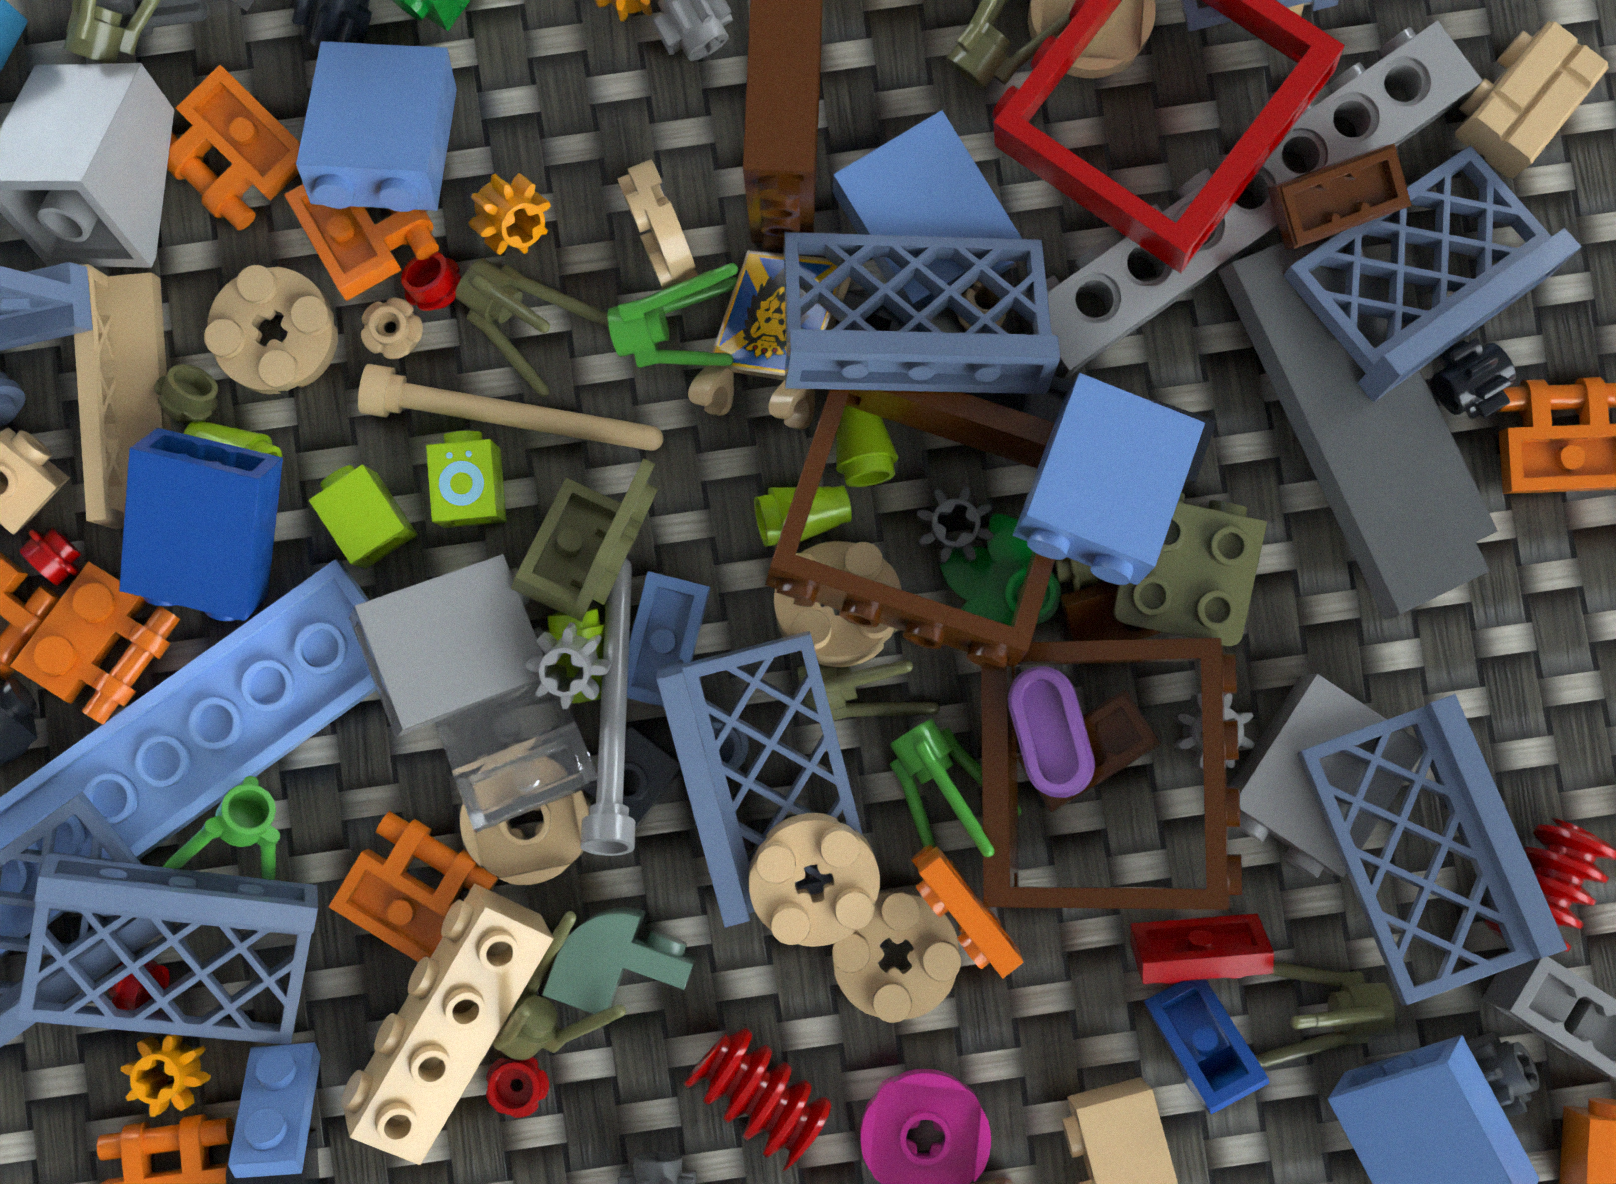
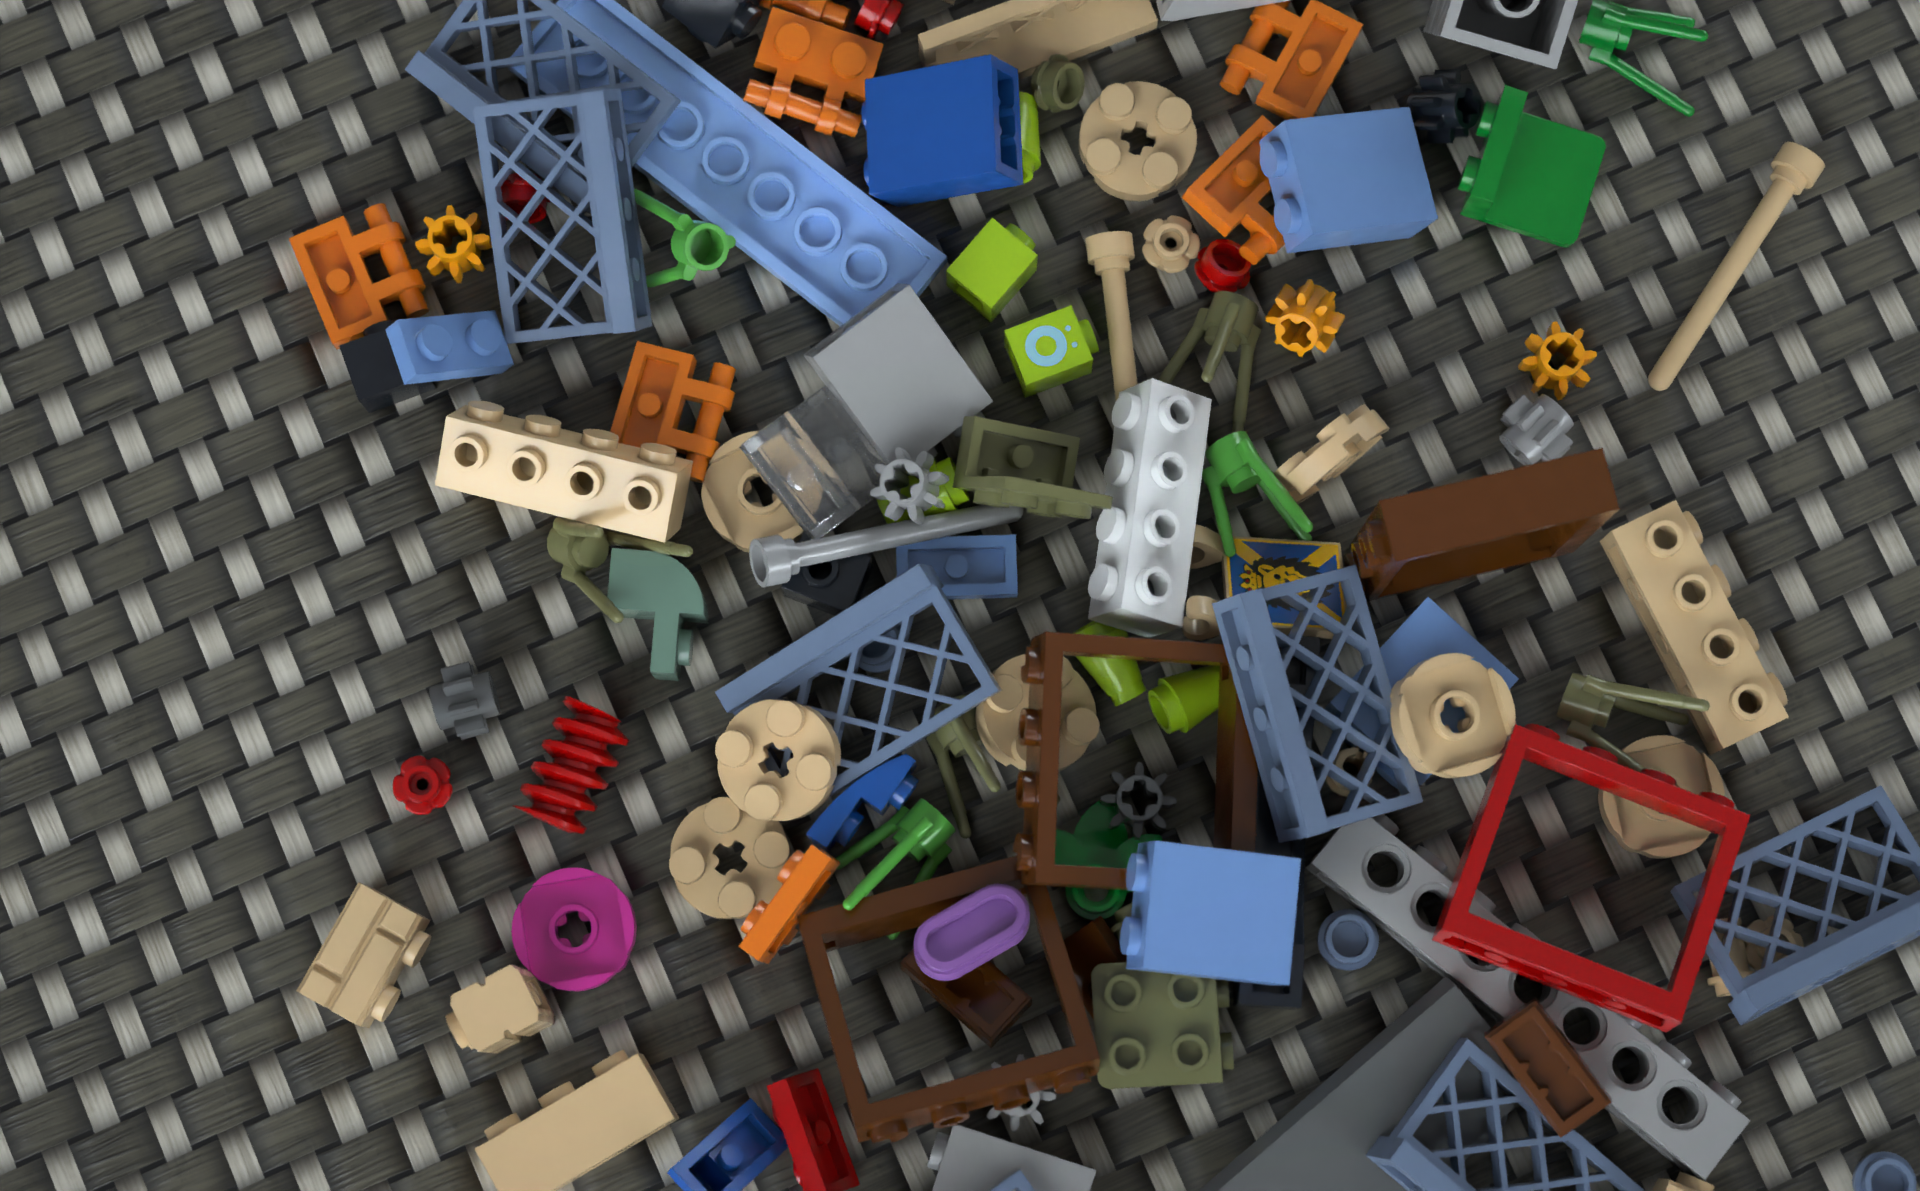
camera: 75 degrees right, 5 degrees down
(505, 1098) = (509, 543): red plate -> none
(645, 413) = (1154, 509): none -> white brick
(868, 780) = (878, 789): none -> blue slope
(957, 216) = (1418, 724): none -> tan plate
(1146, 360) = (1347, 939): none -> sand blue plate

